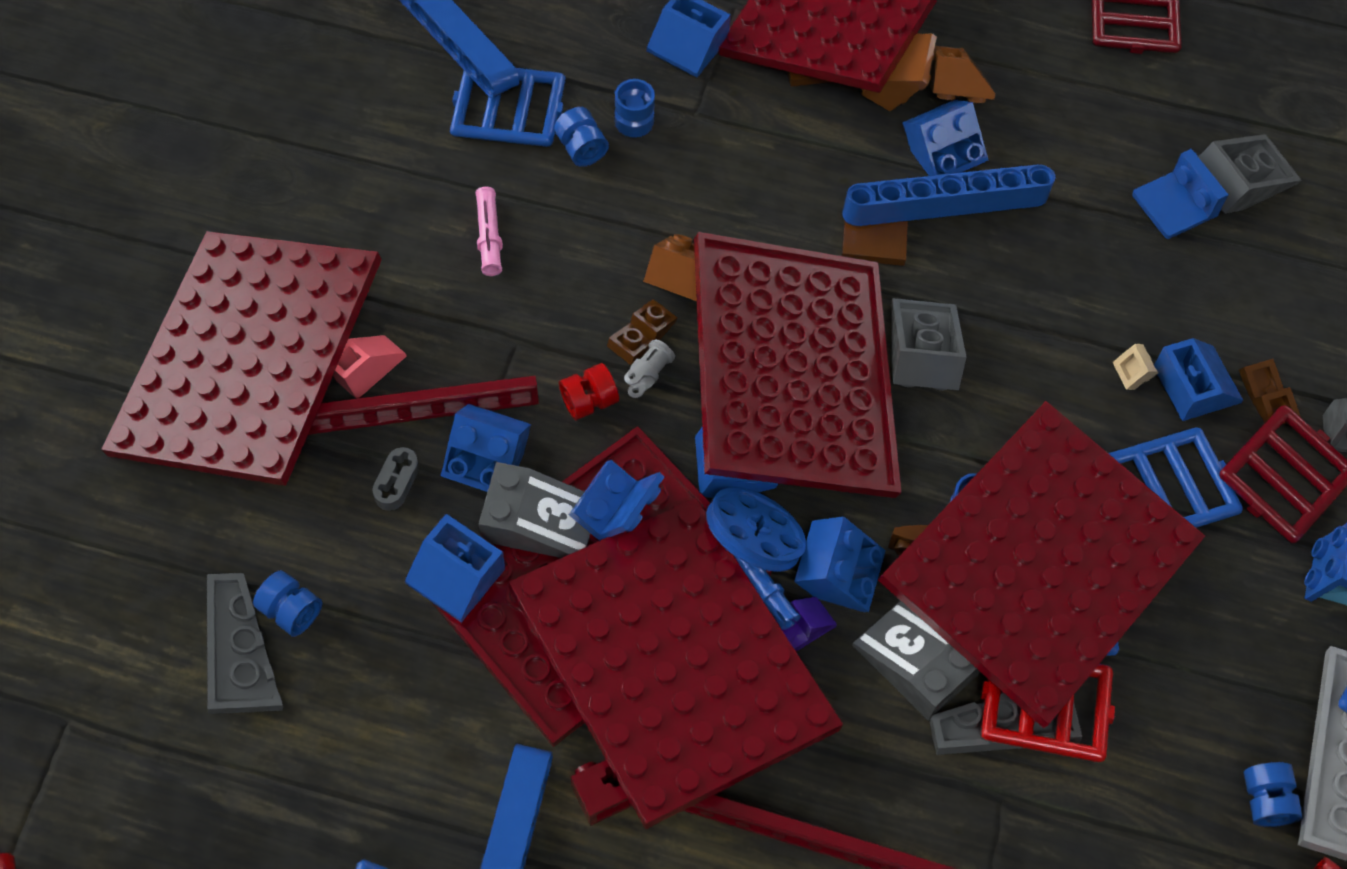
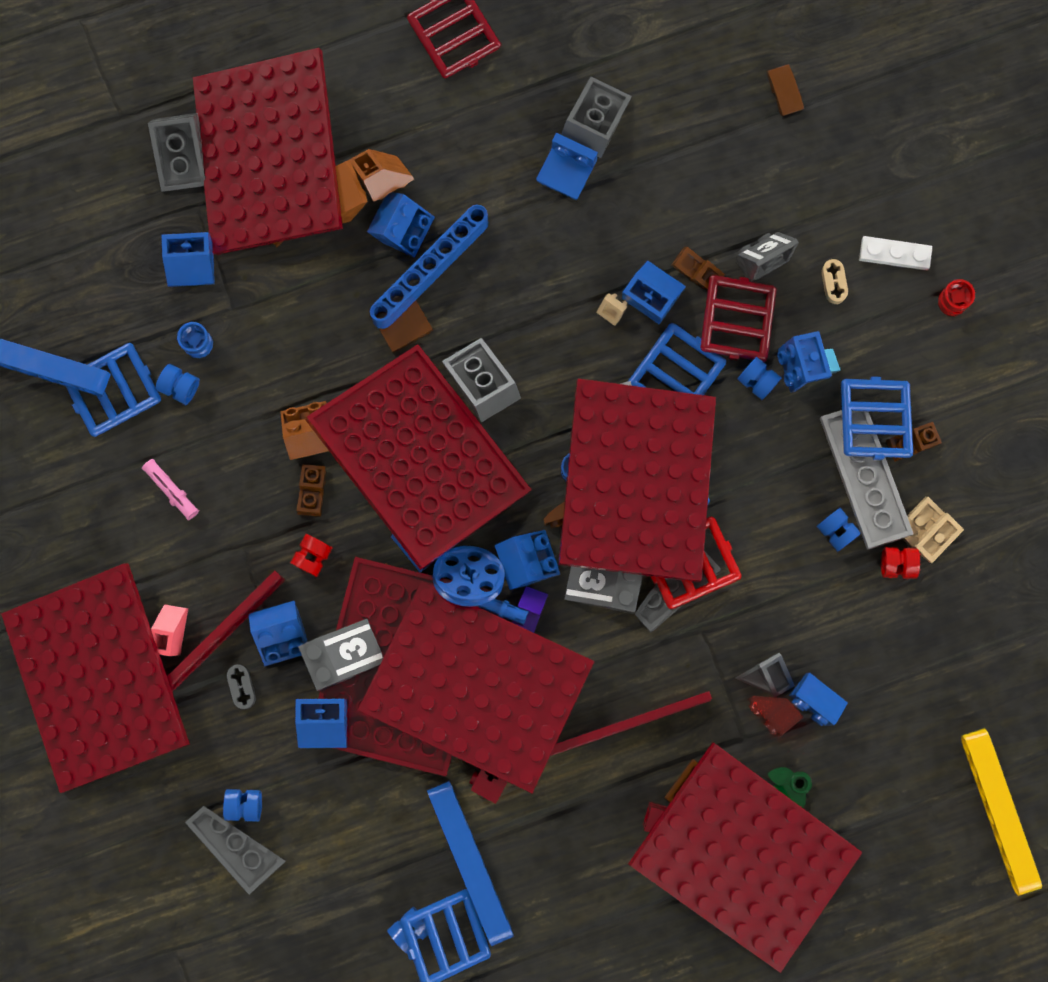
camera: 30 degrees left, 20 degrees up
(614, 501) = (381, 618): blue bracket -> none
(646, 369) = (333, 516): light grey piece -> none
(1275, 553) = (759, 378): none -> blue wheel

